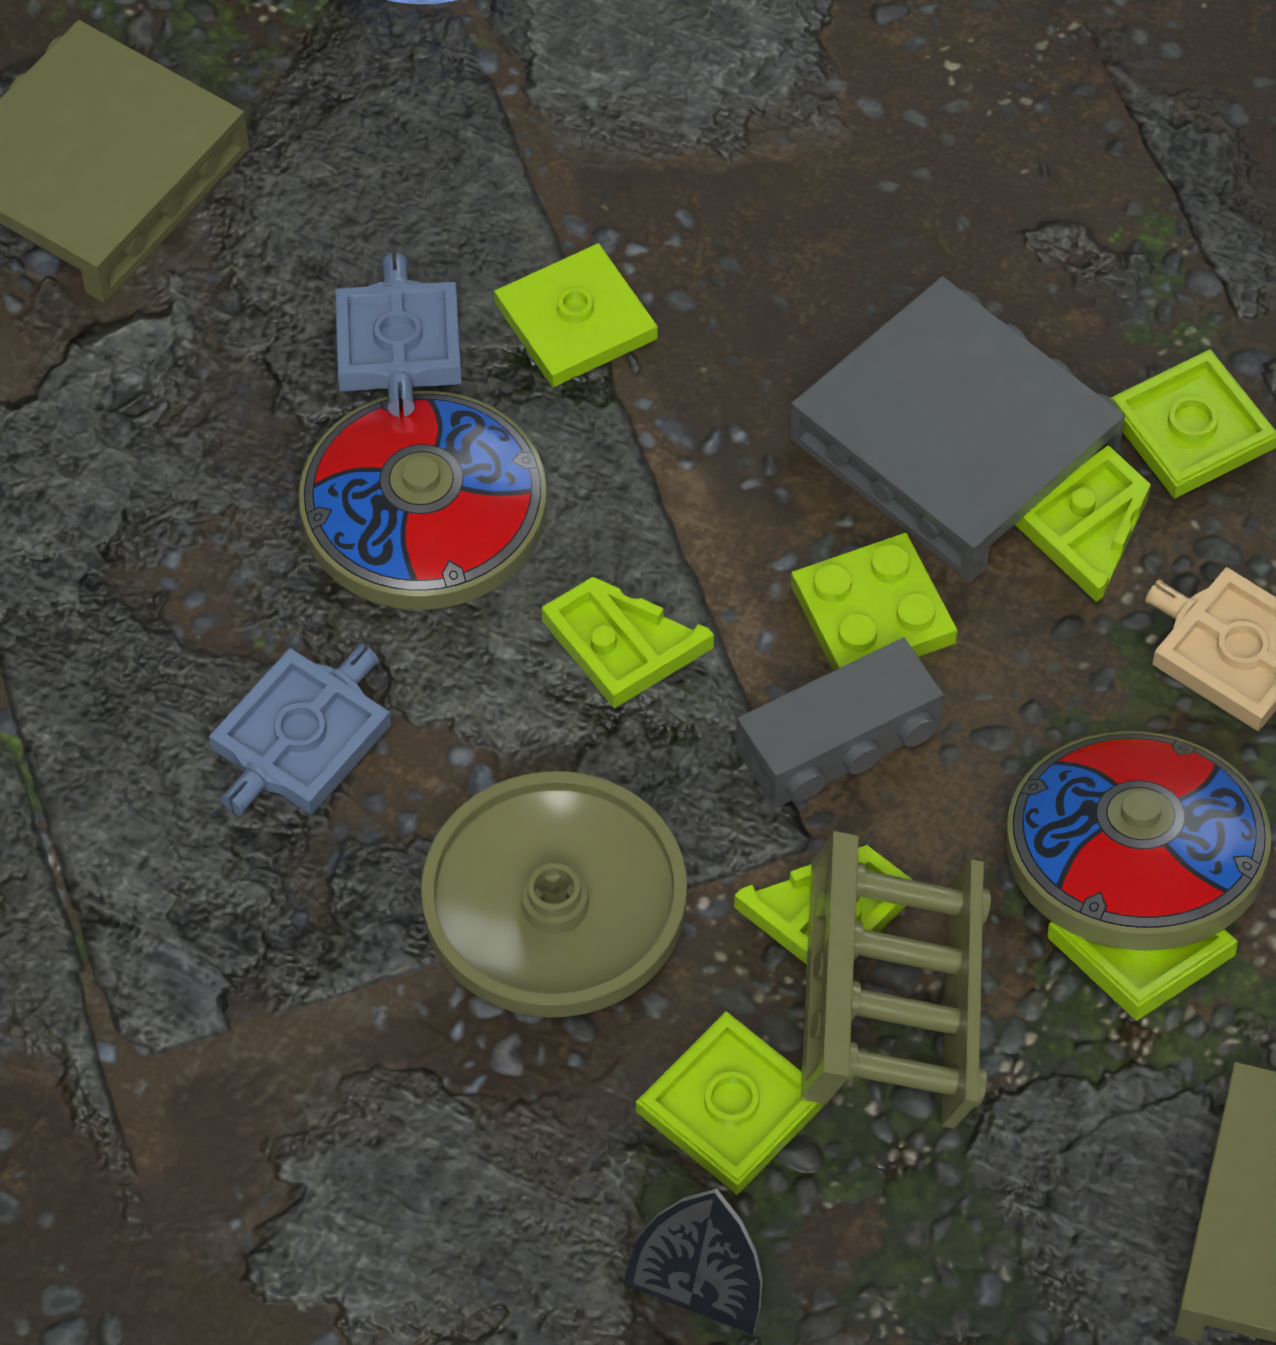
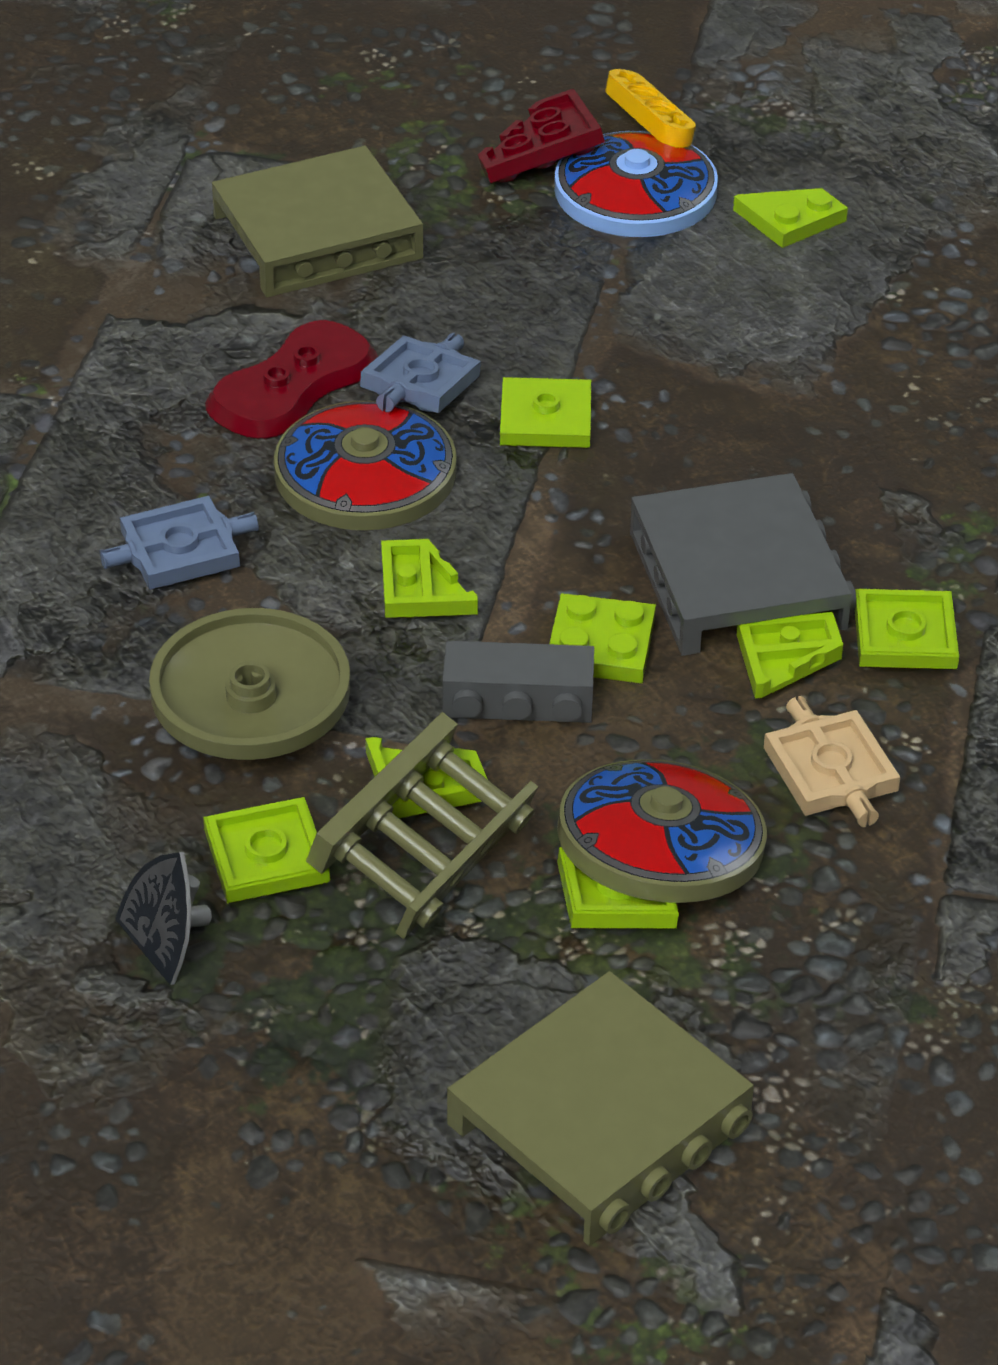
camera: 30 degrees right, 15 degrees down
(232, 449) = (283, 388): none -> dark red plate

